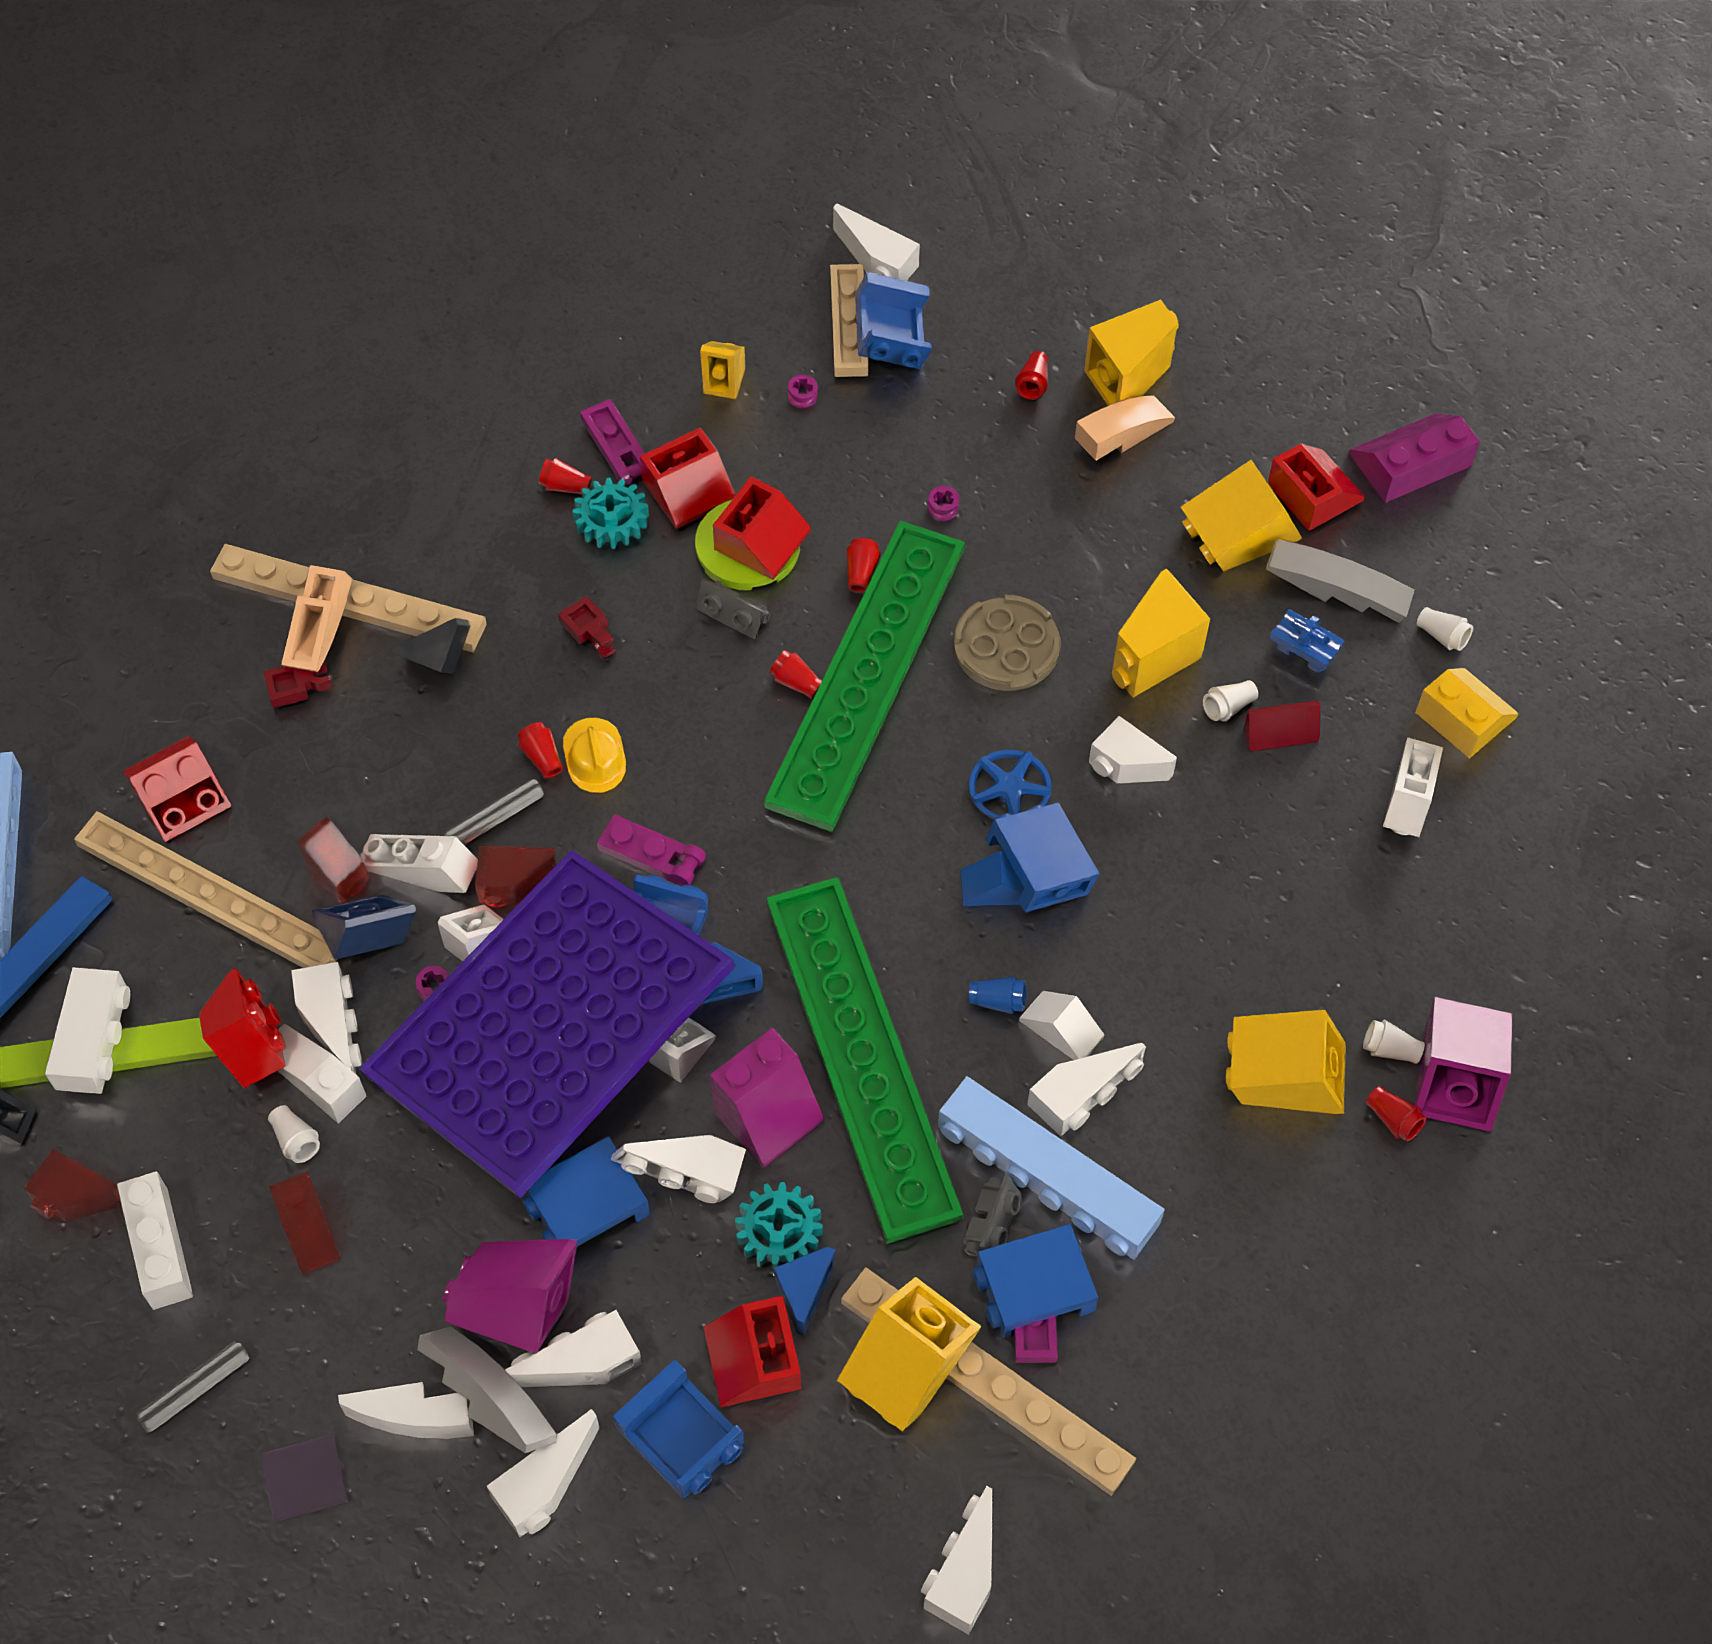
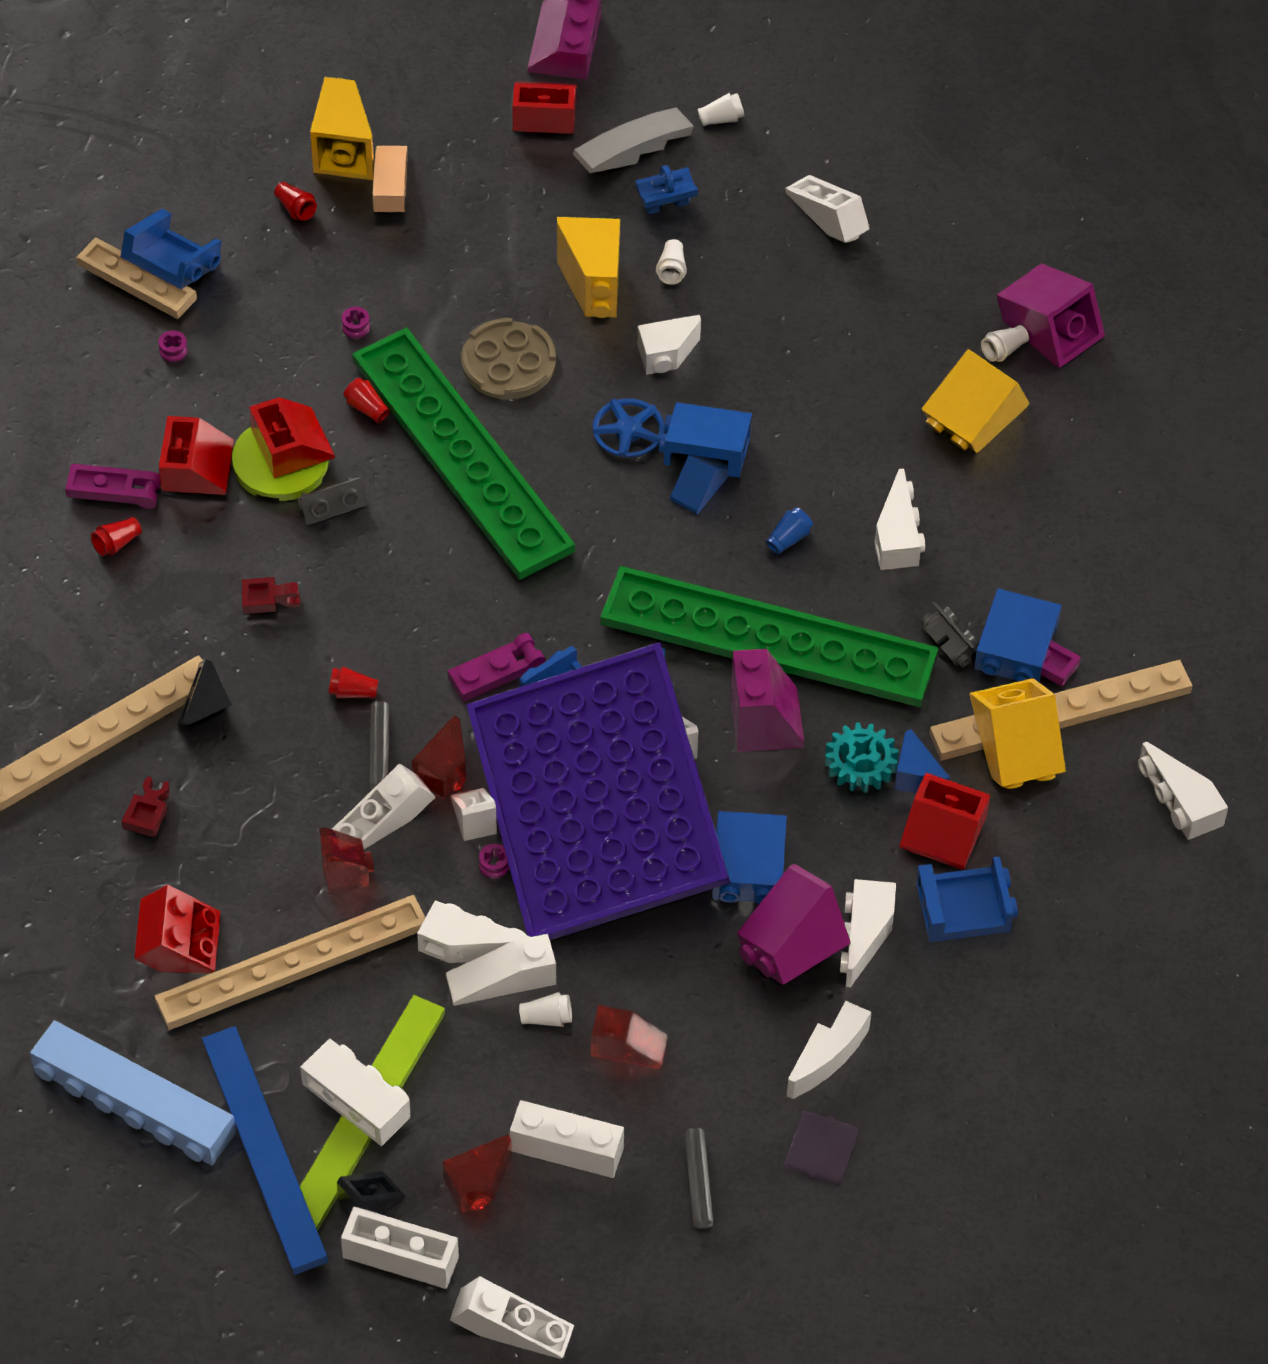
camera: 55 degrees left, 5 degrees down
(243, 1030) = (450, 983): red slope -> none
(316, 618) = (110, 756): light nougat slope -> none
(364, 924) = (410, 868): dark blue slope -> none
(493, 1394) = (868, 982): light grey slope -> none
(537, 1483) = (940, 998): white slope -> none
(594, 755) = (380, 656): yellow piece -> none
(610, 513) = (178, 523): teal gear -> none
(692, 1163) = (783, 773): white slope -> none
(722, 368) = (112, 376): yellow slope -> none
(795, 674) = (425, 494): red cone -> none
(875, 245) = (83, 220): white slope -> none
(1050, 1168) = (943, 579): light blue brick -> none
(1063, 1023) = (839, 509): white slope -> none
(1238, 518) = (535, 160): yellow slope -> none
(1282, 725) = (718, 247): dark red slope -> none
(1397, 1114) = (1055, 372): red cone -> none
(1464, 710) = (795, 145): yellow slope -> none

